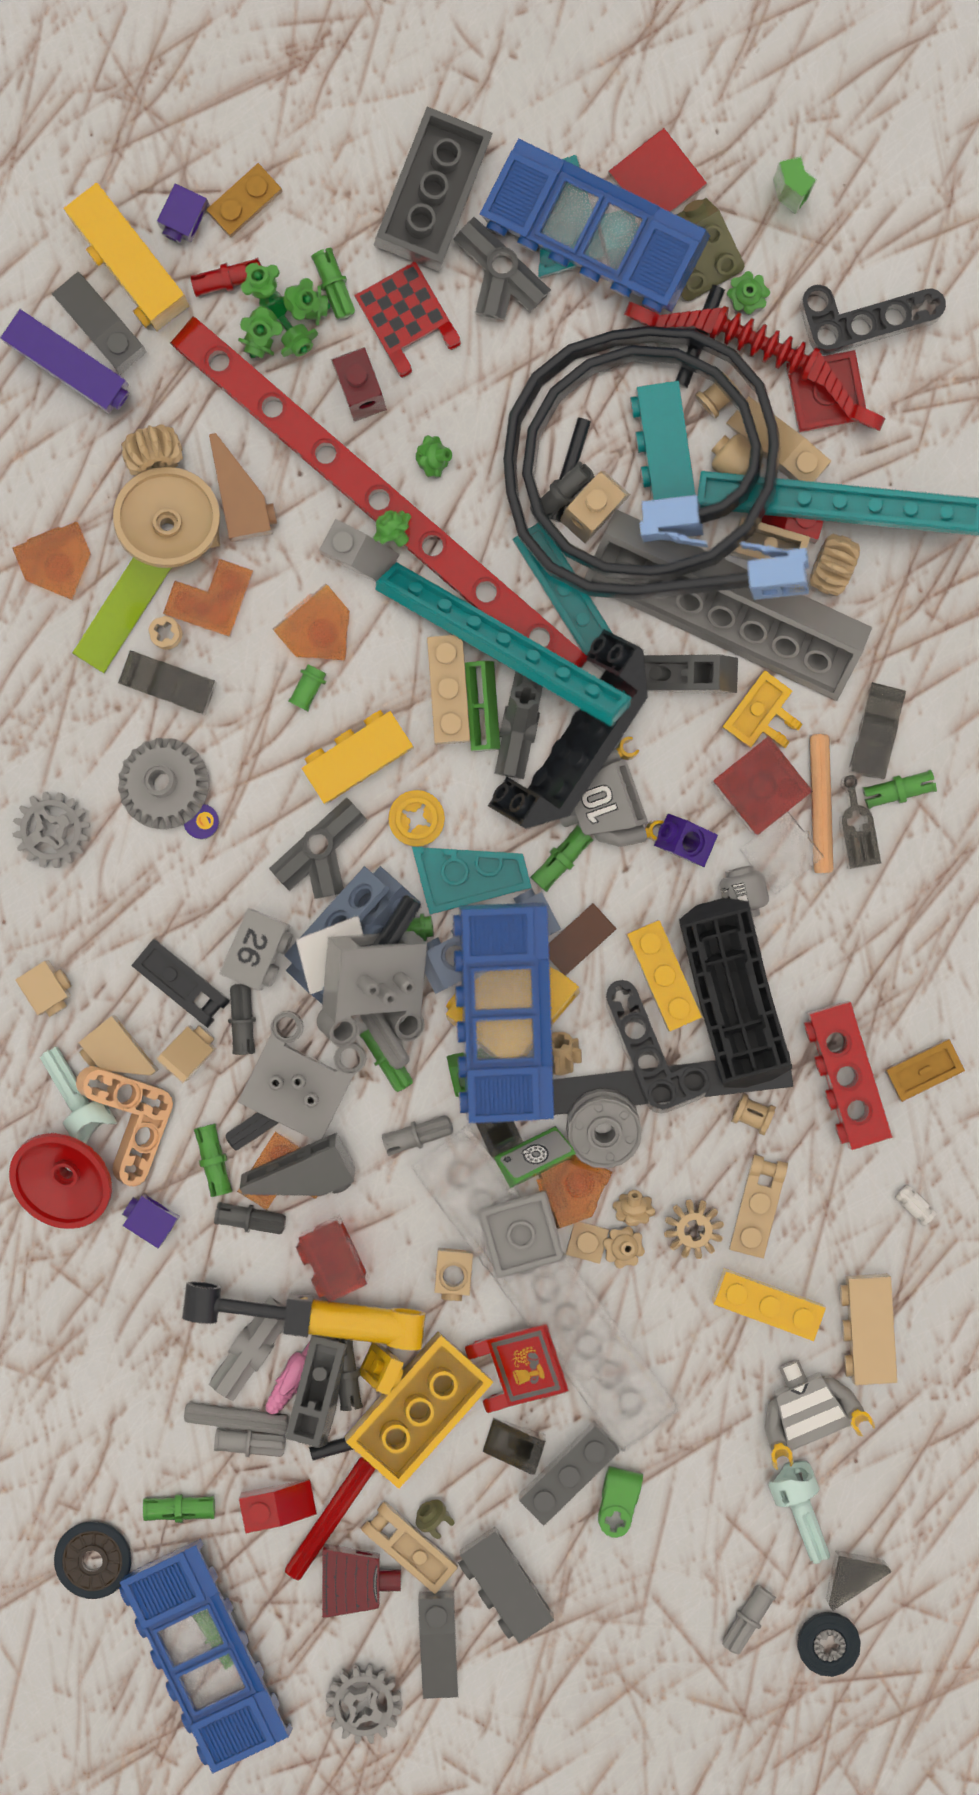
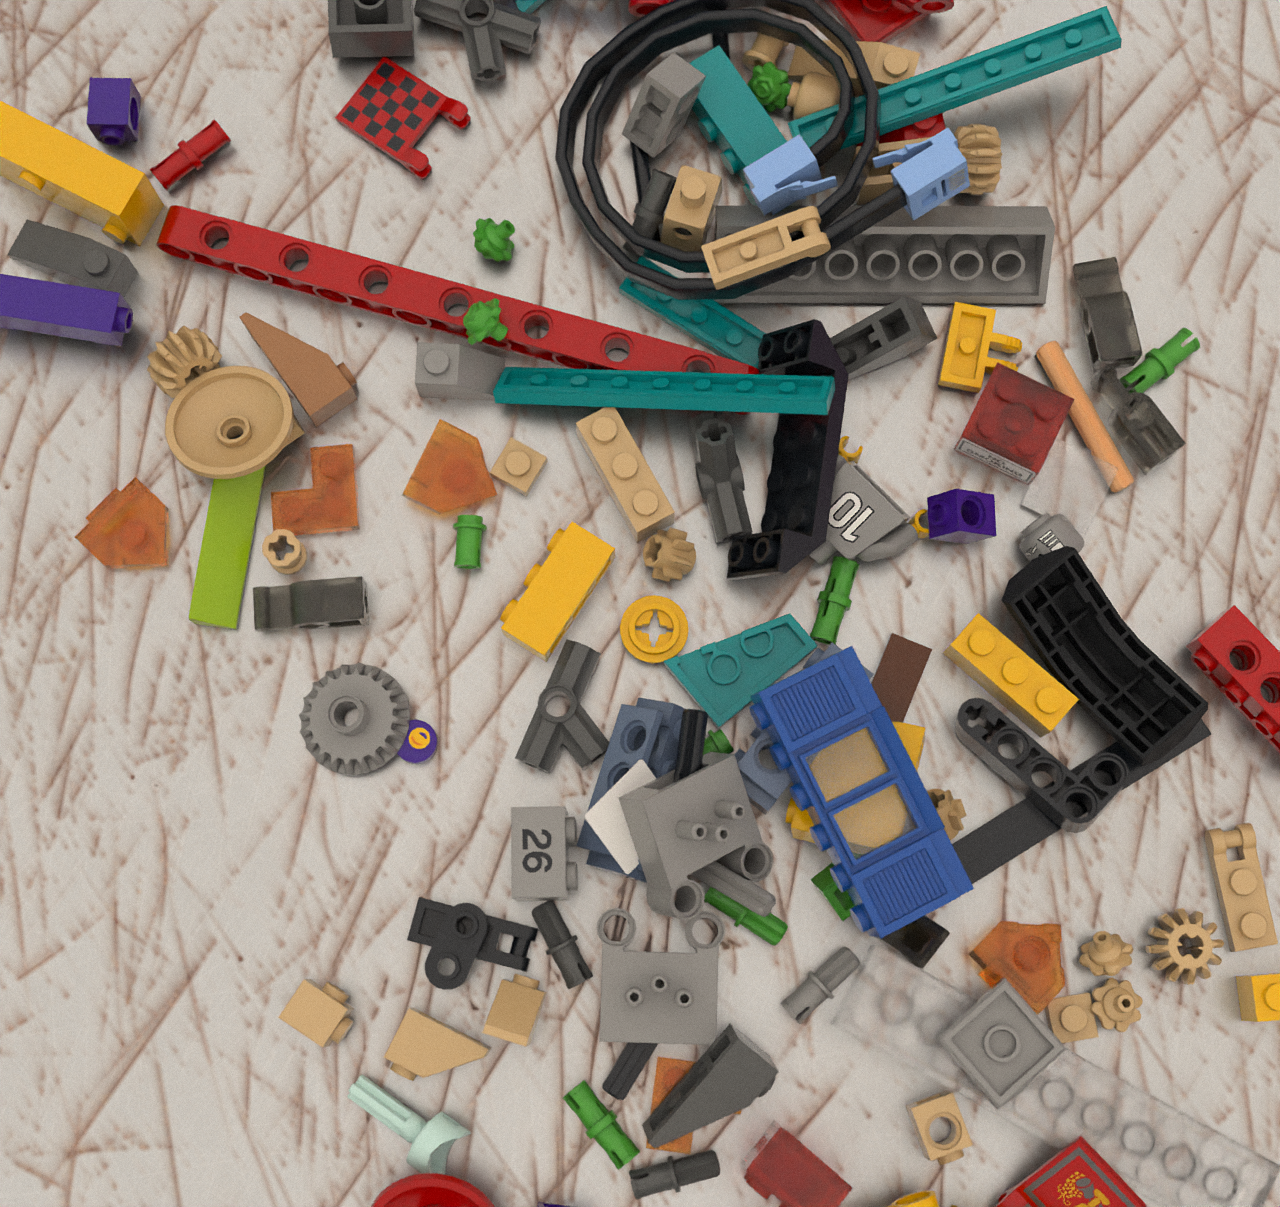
camera: 25 degrees left, 10 degrees down
(37, 838) = (237, 840): light grey gear -> none
(142, 1116) = (495, 1109): light nougat beam -> none
(165, 987) = (457, 946): none -> black plate
(244, 200) = (175, 73): pearl gold plate -> none
(263, 321) = (251, 161): bright green plant -> none
(333, 283) = (306, 112): bright green axle -> none
(359, 384) = (374, 193): dark red torso -> none
(371, 645) = (518, 466): none -> tan plate
(453, 767) = (669, 554): none -> tan gear
(489, 705) = (677, 470): bright green piece -> none
(534, 1156) = (969, 945): slope -> none
(609, 1148) = (1054, 881): light grey wheel -> none
(611, 412) = (663, 104): none -> light grey brick
(625, 575) = (765, 247): none -> tan plate
(705, 428) = (770, 86): none -> bright green plant
(753, 1114) = (1184, 784): tan bush -> none

